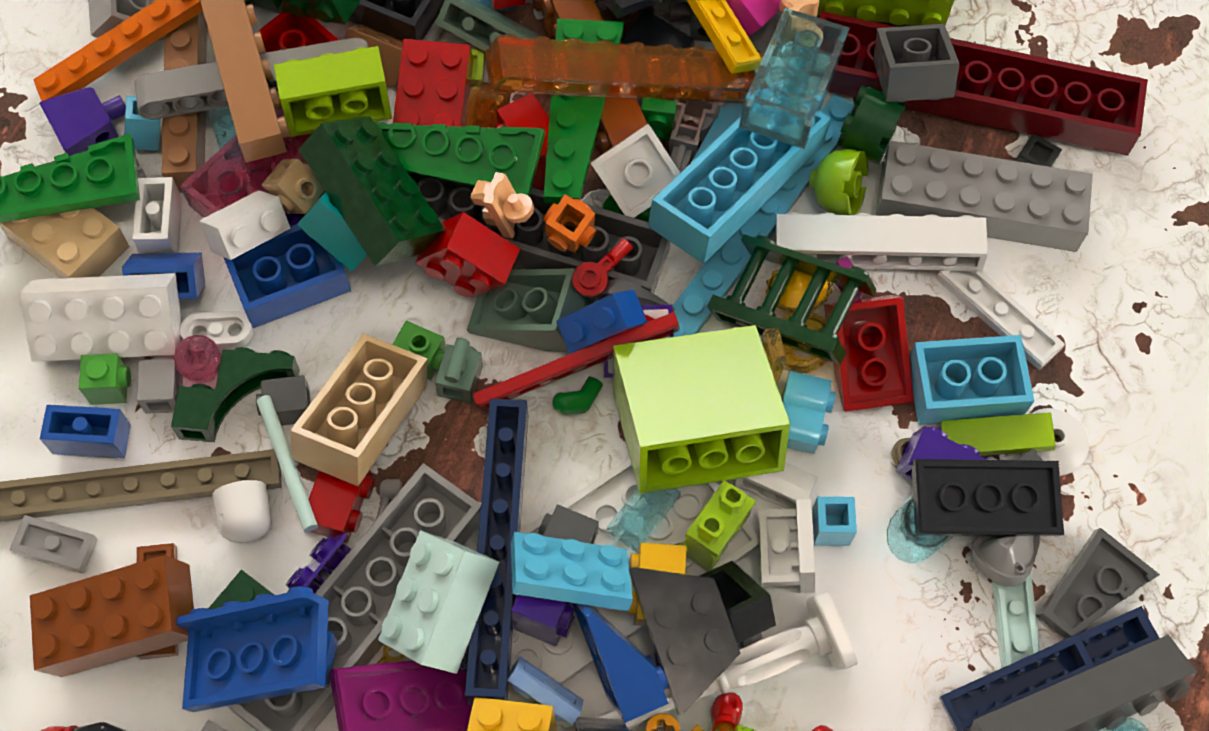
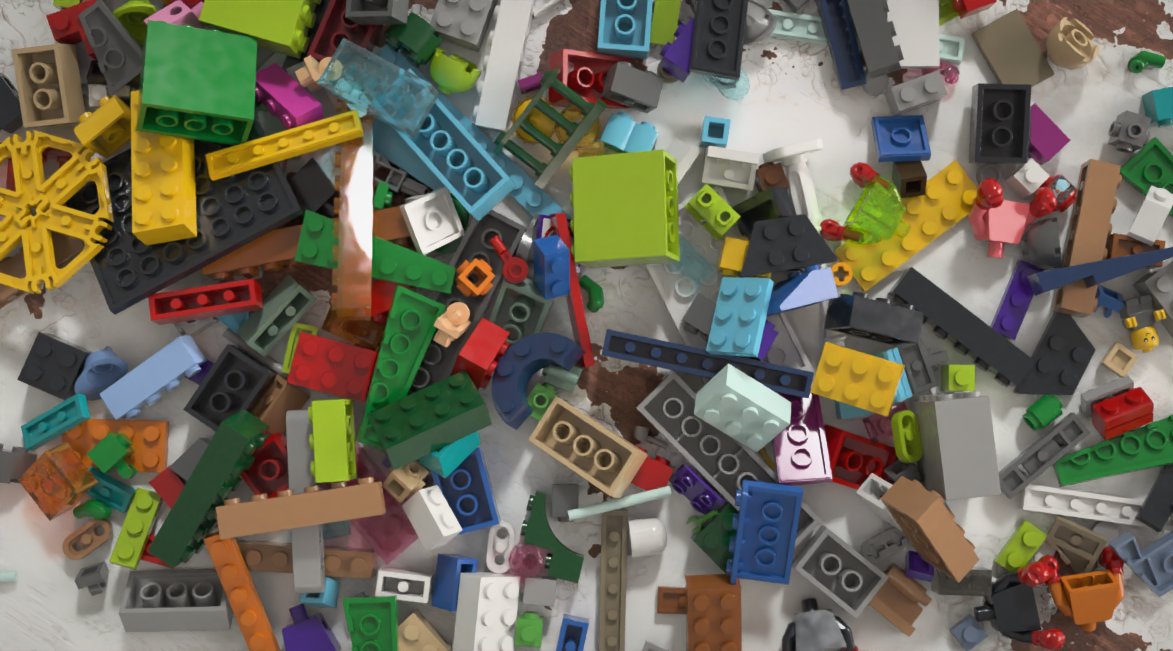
camera: 80 degrees left, 20 degrees up
(274, 583) = (702, 519): none -> bright green hand
(455, 304) = (518, 367): none -> dark blue brick
(534, 683) = (805, 345): light blue plate -> none
(789, 608) = (770, 176): none -> reddish brown brick
(873, 402) = (632, 87): none -> dark grey brick

